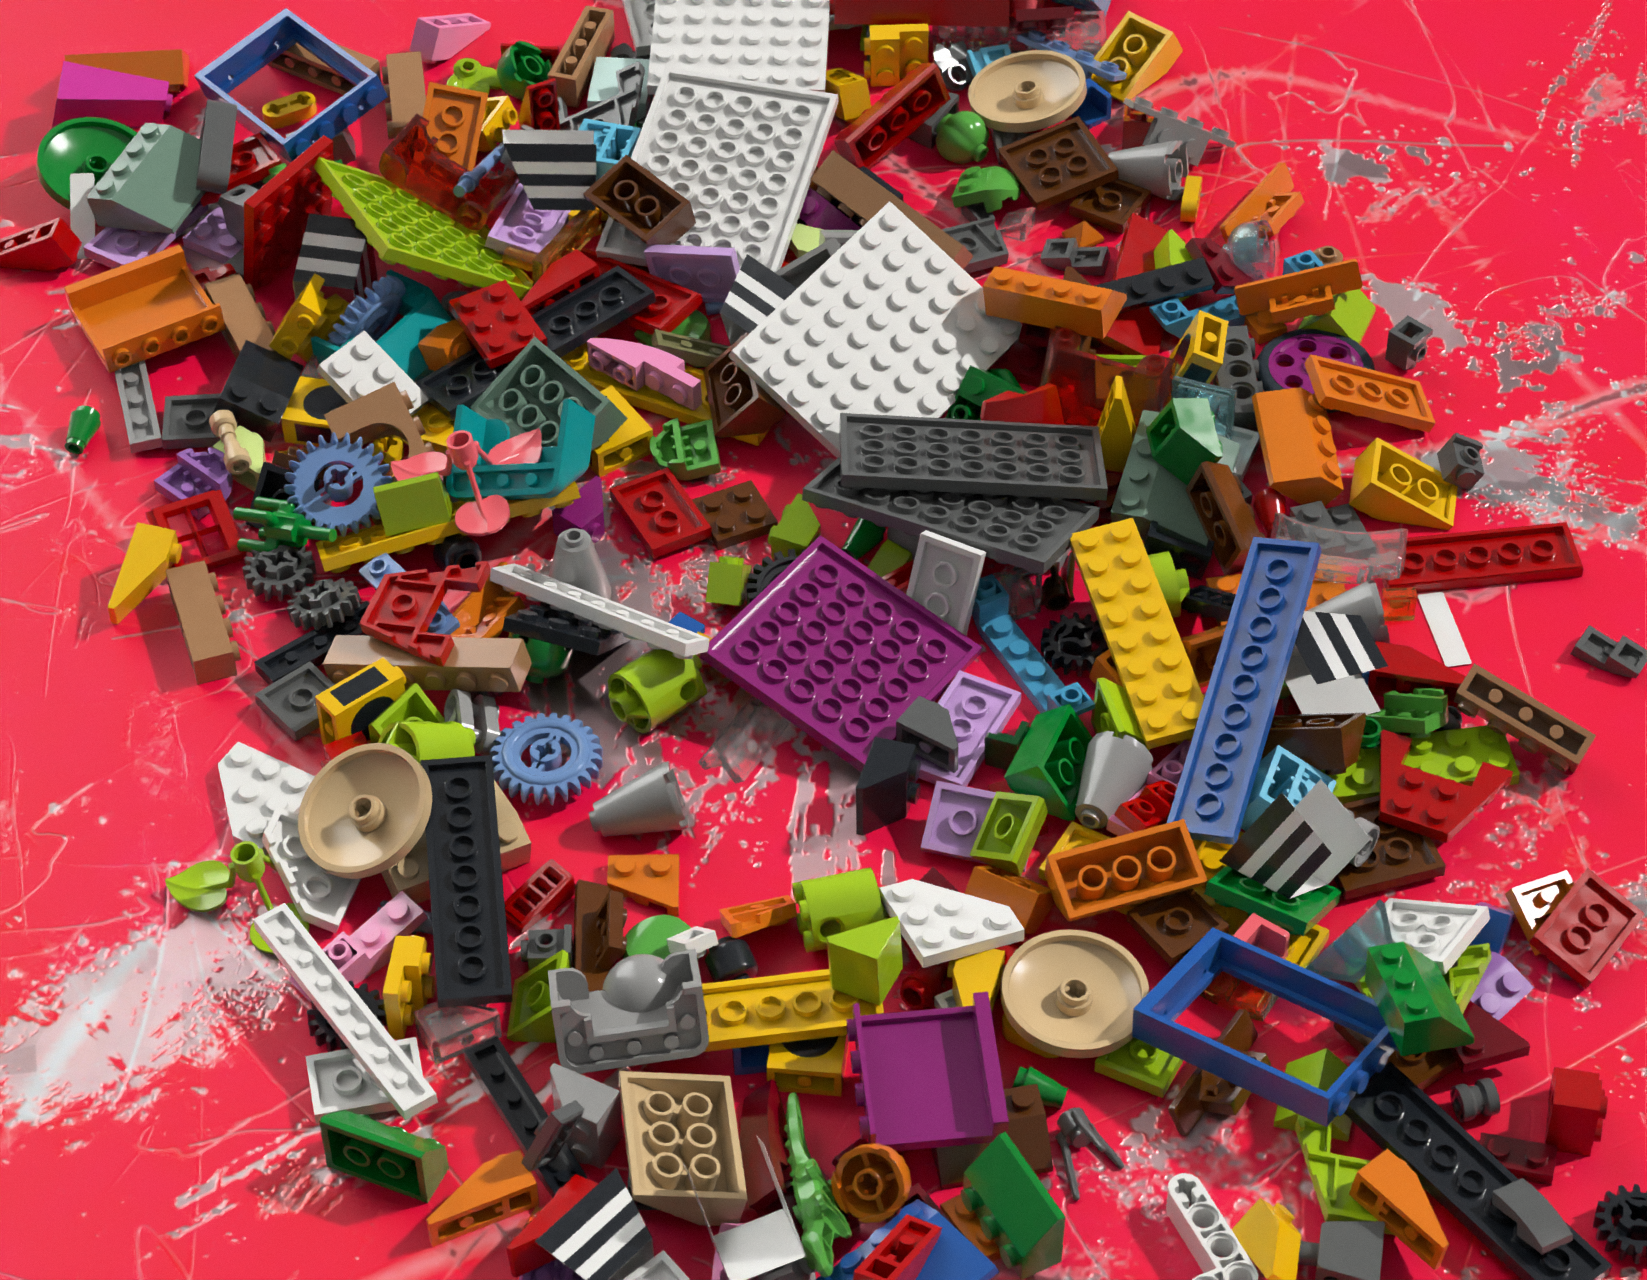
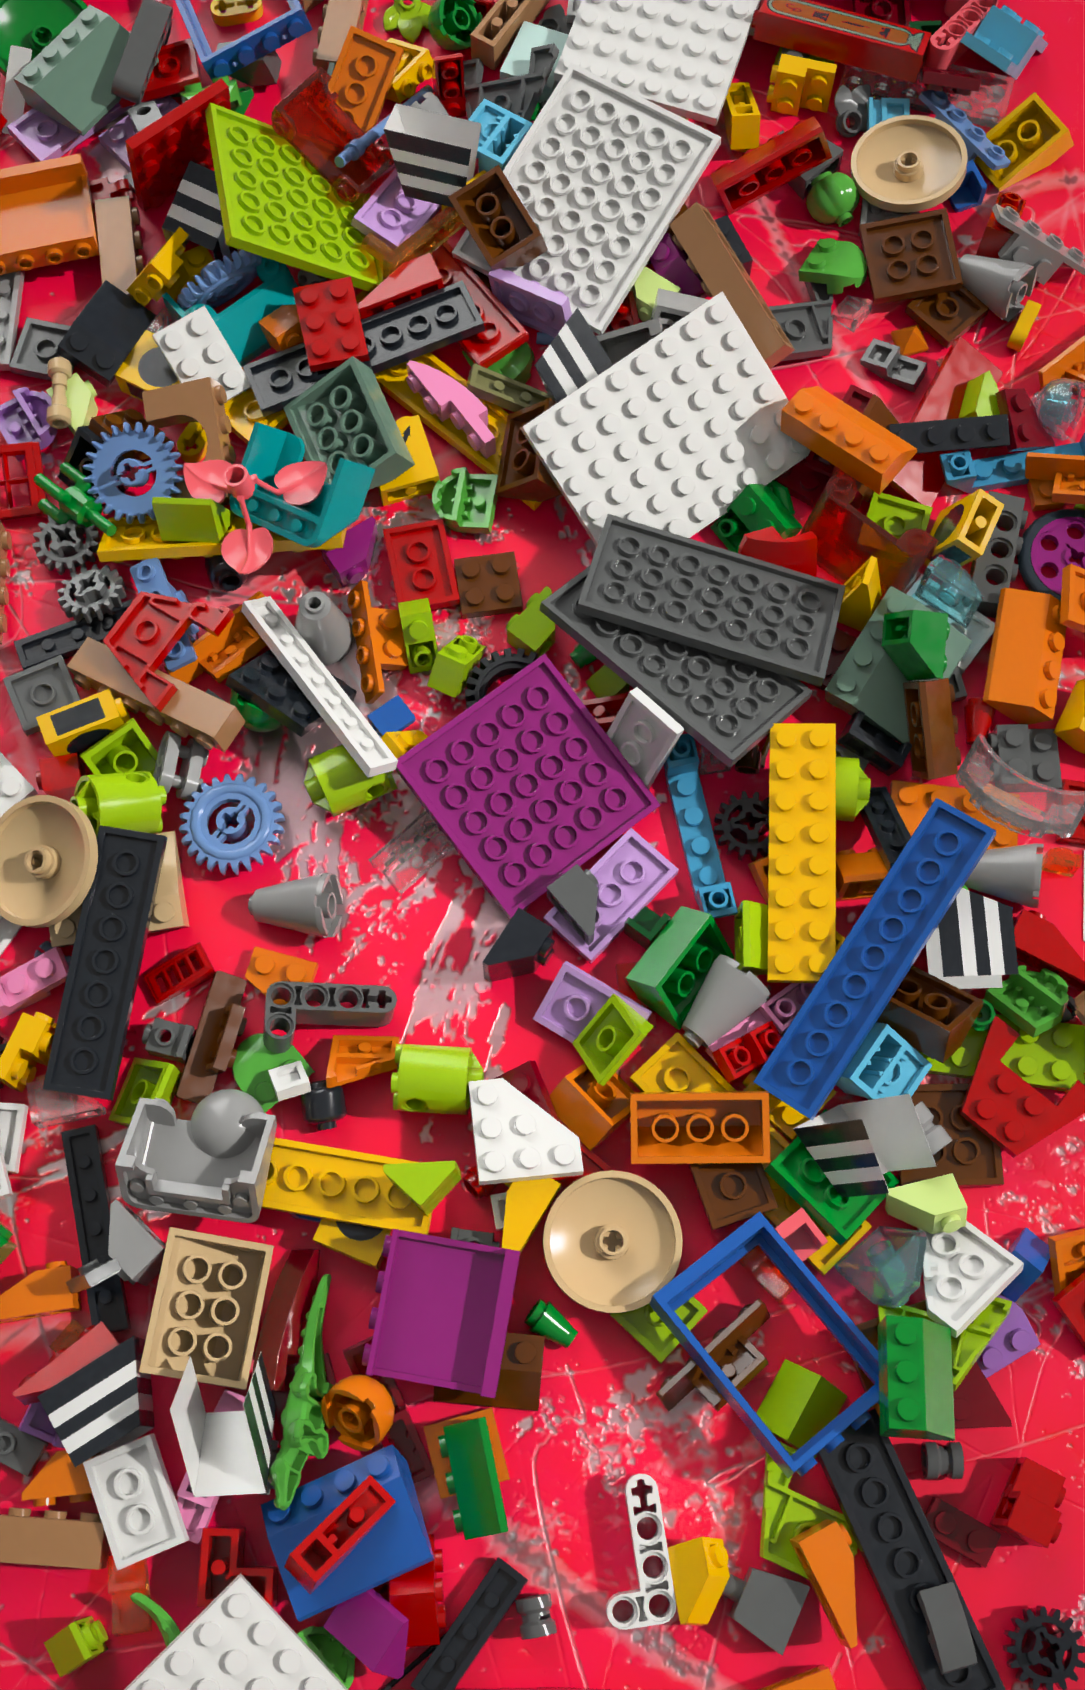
camera: 15 degrees right, 25 degrees up
(635, 576) = (377, 641): none -> orange bracket
(680, 565) = (418, 634): none -> lime slope
(704, 877) = (328, 1013): none -> dark grey beam
(1079, 1131) = (572, 1382): dark grey plant -> none
(1385, 881) = (929, 1204): none -> yellowish green slope

